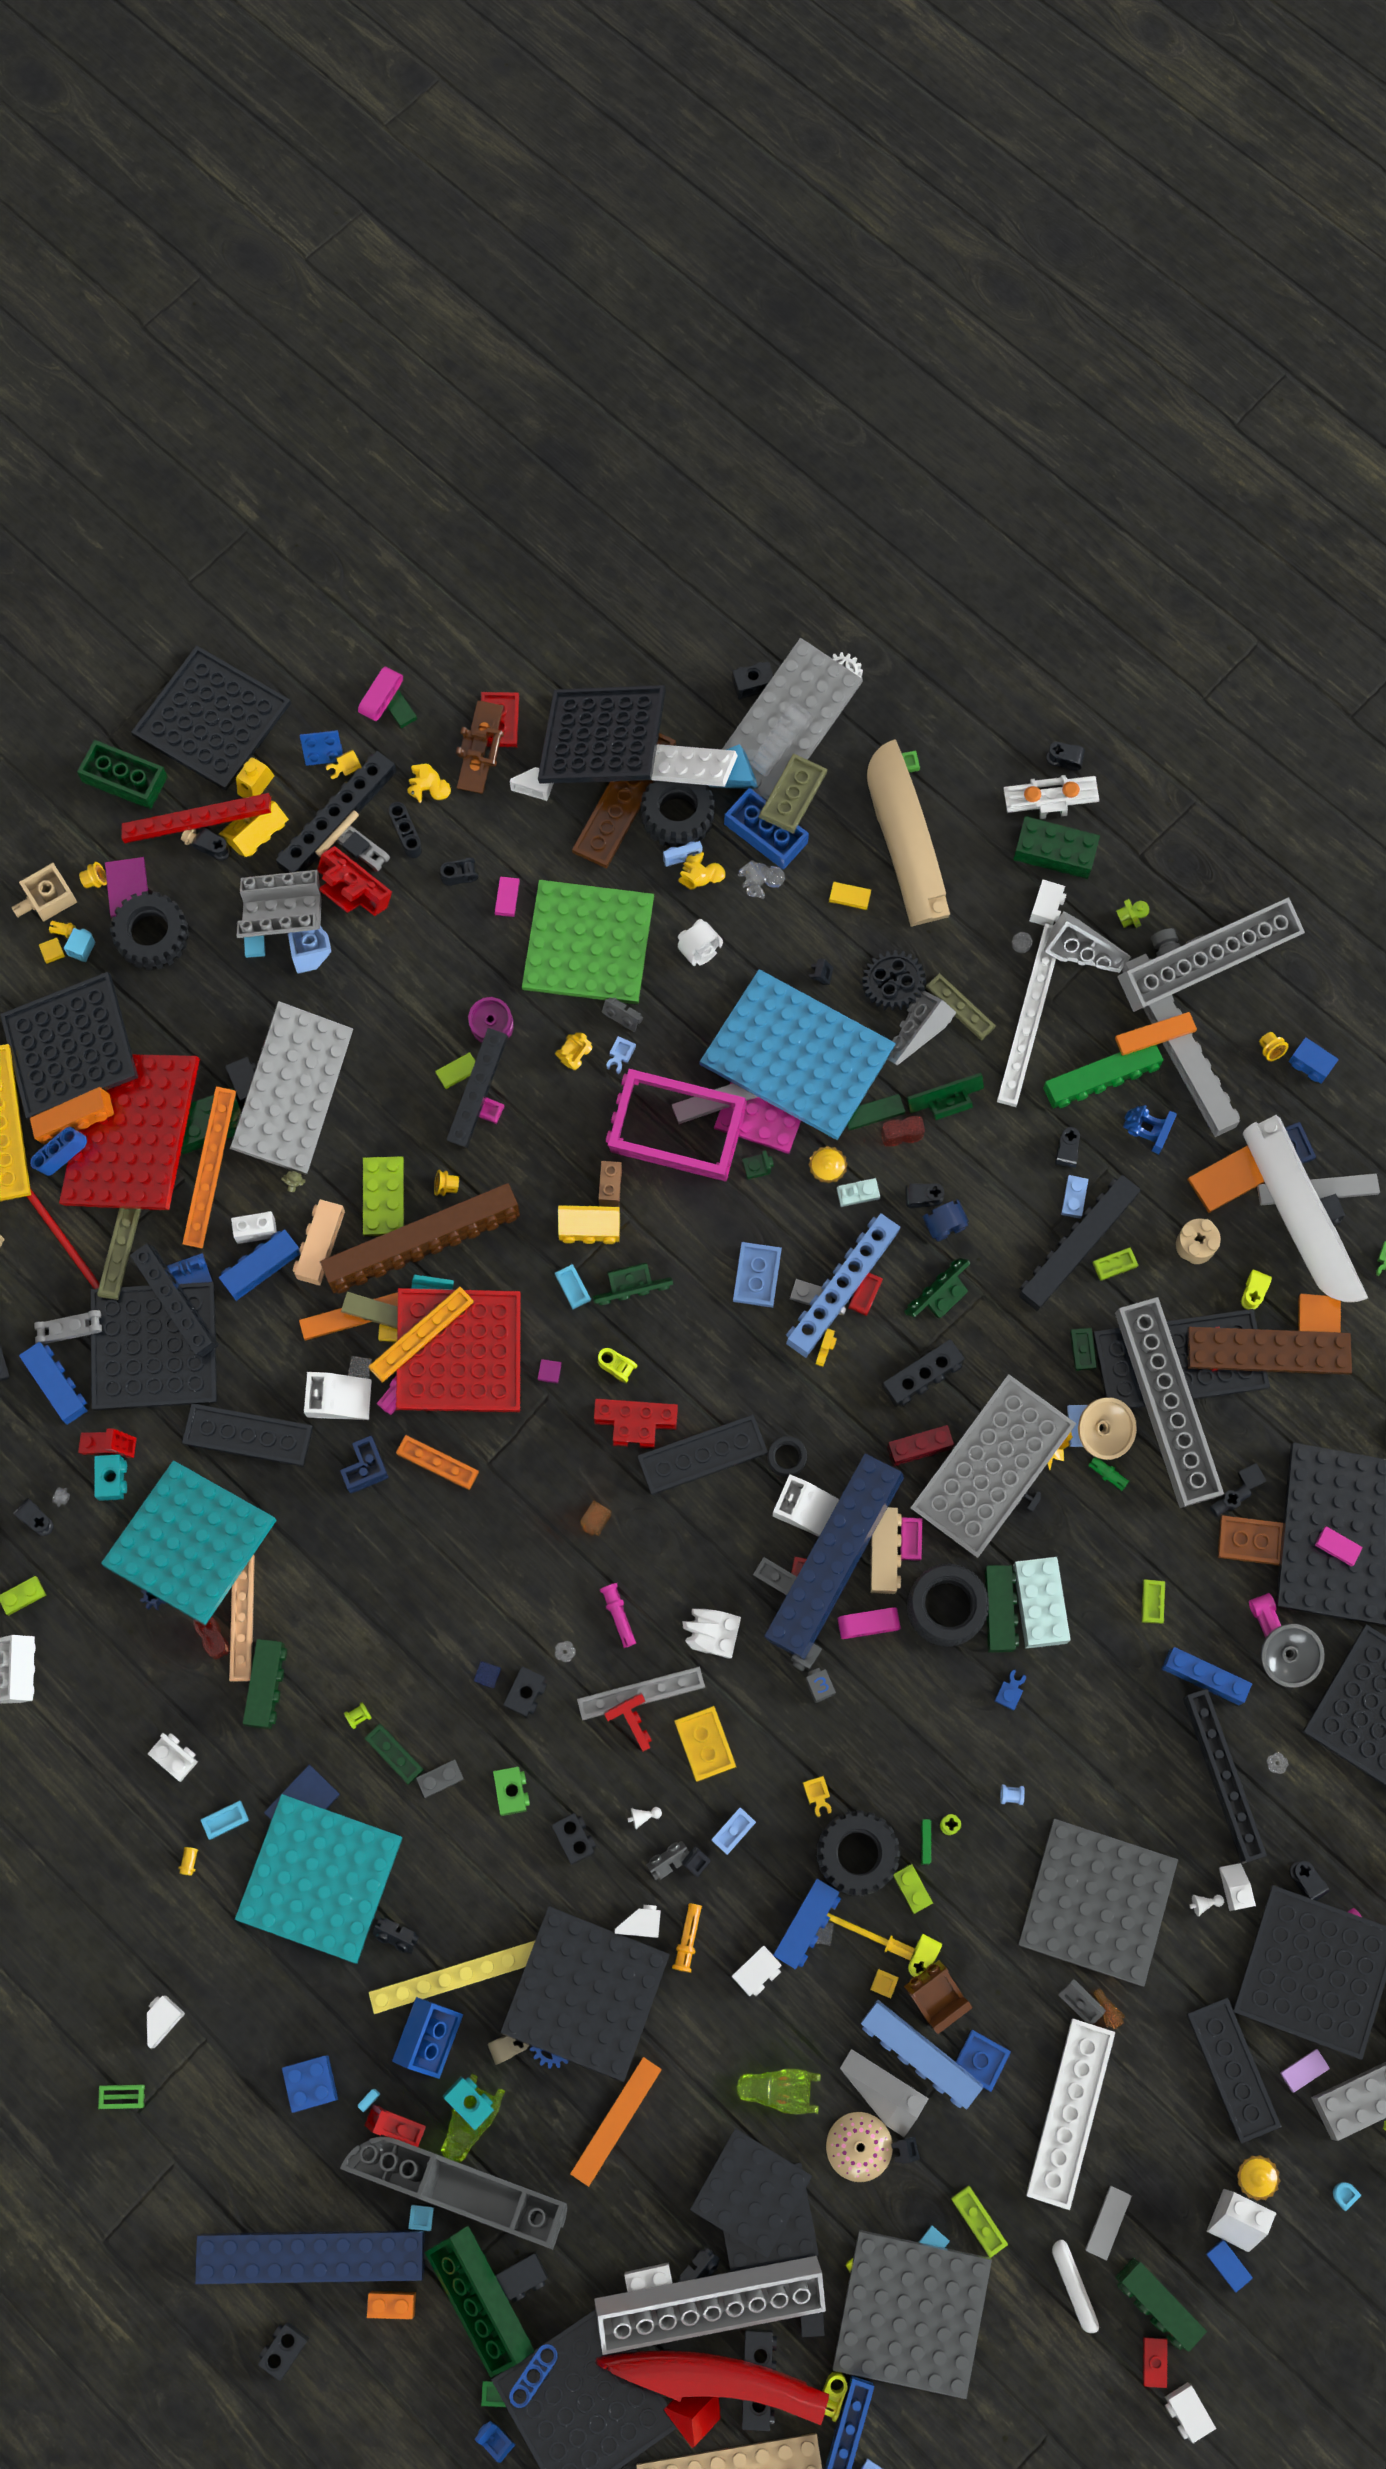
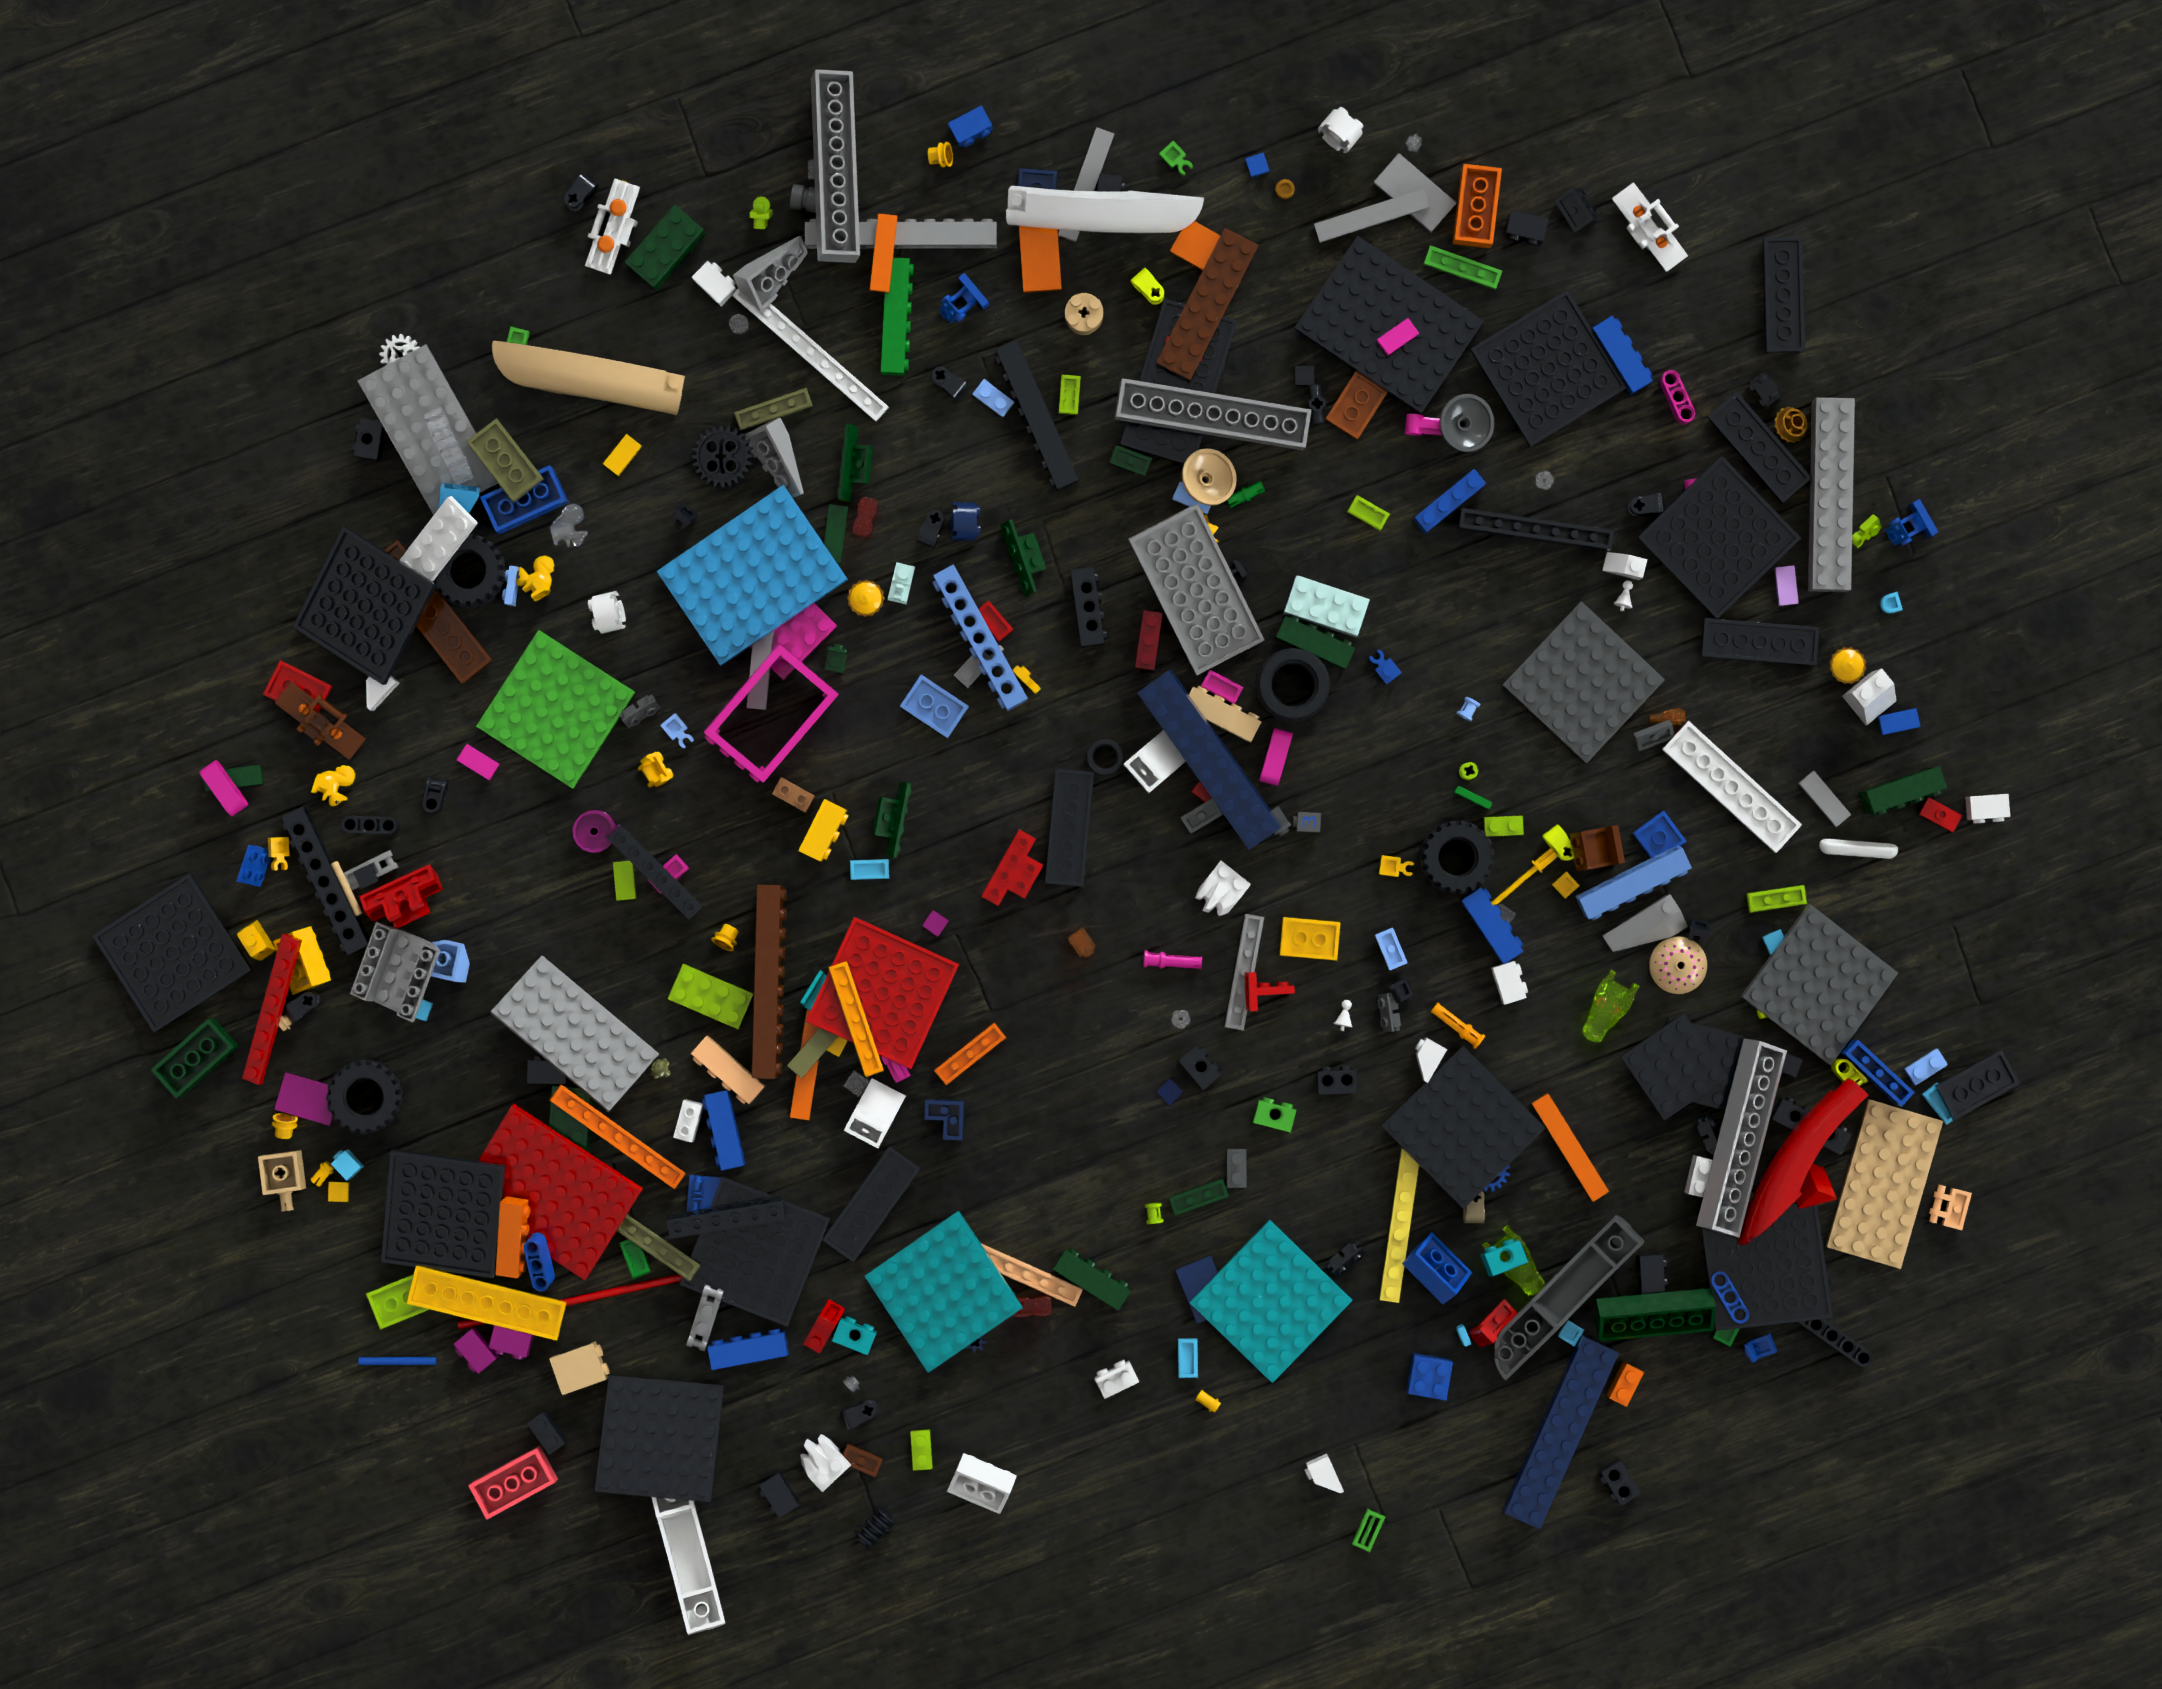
camera: 65 degrees left, 15 degrees up
(98, 1239) = (635, 1259): none -> green plate
(618, 1364) = (958, 863): neon yellow piece -> none

